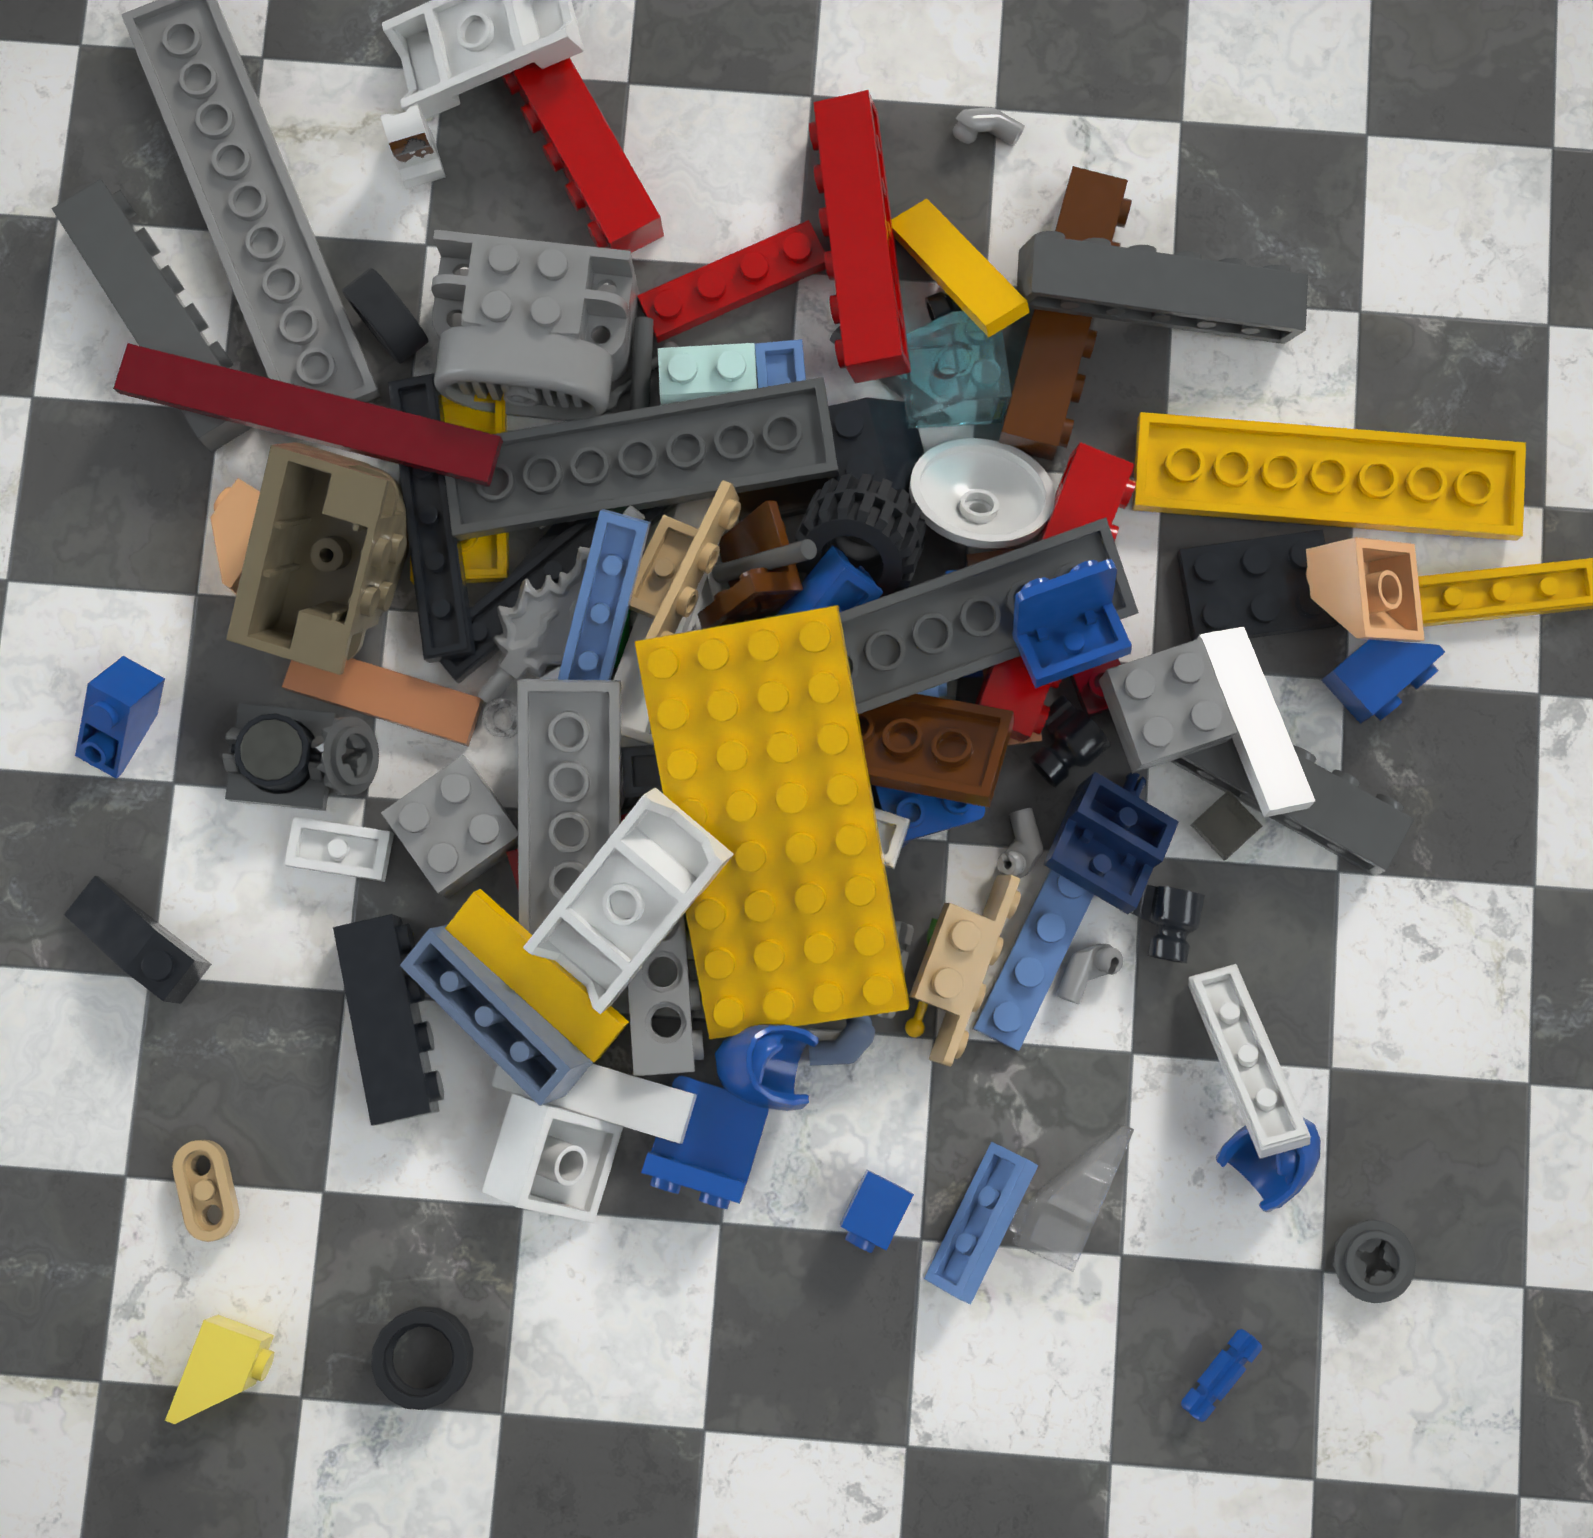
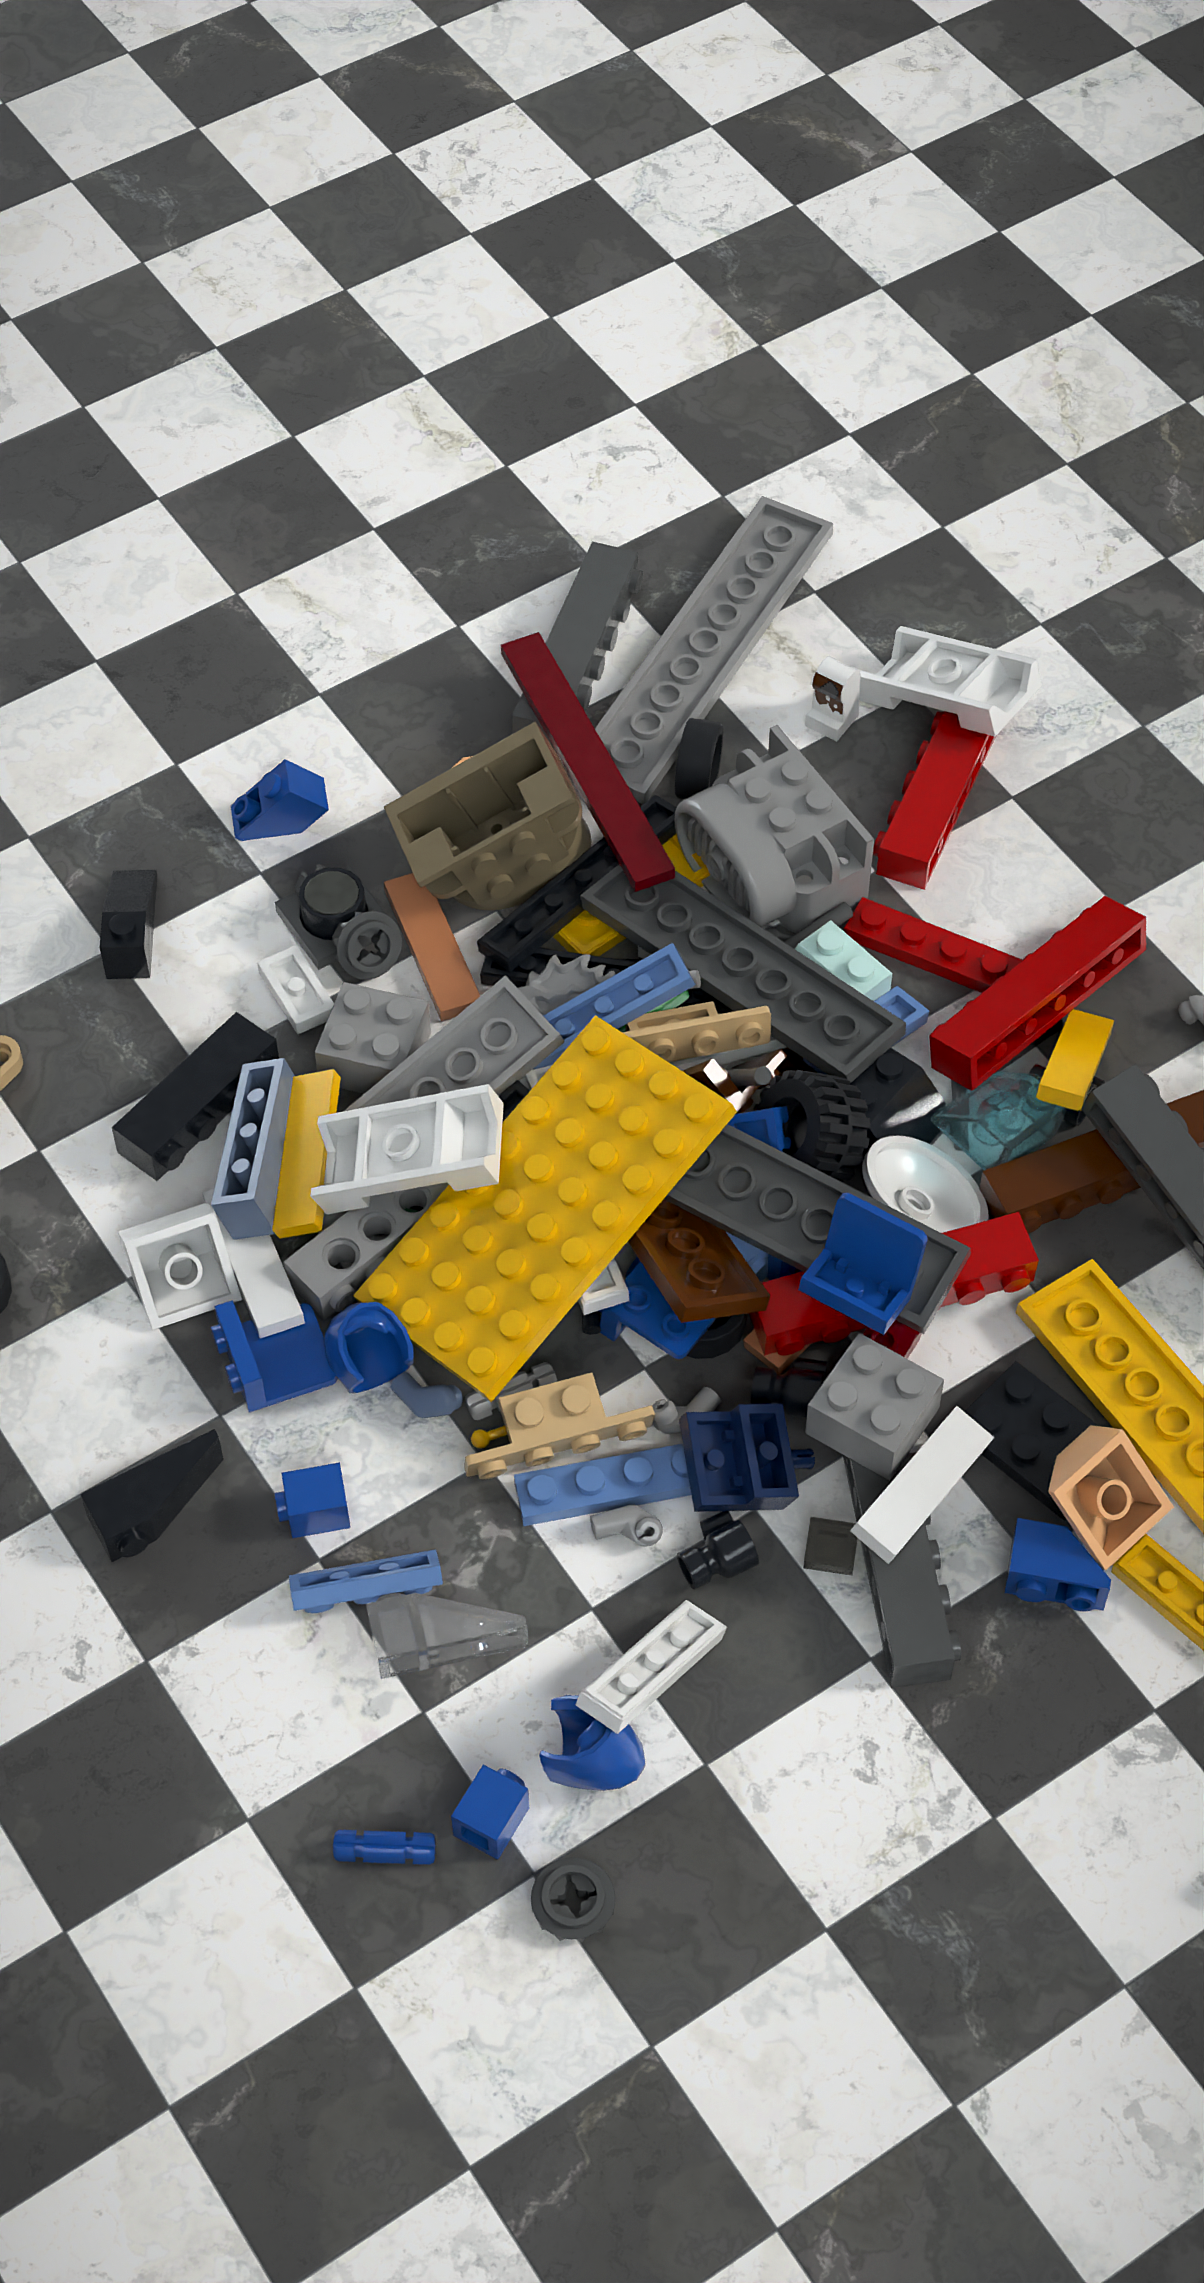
camera: 50 degrees right, 25 degrees down
(768, 1359) = (145, 1500): none -> black slope
(1259, 1271) = (491, 1810): none -> blue brick

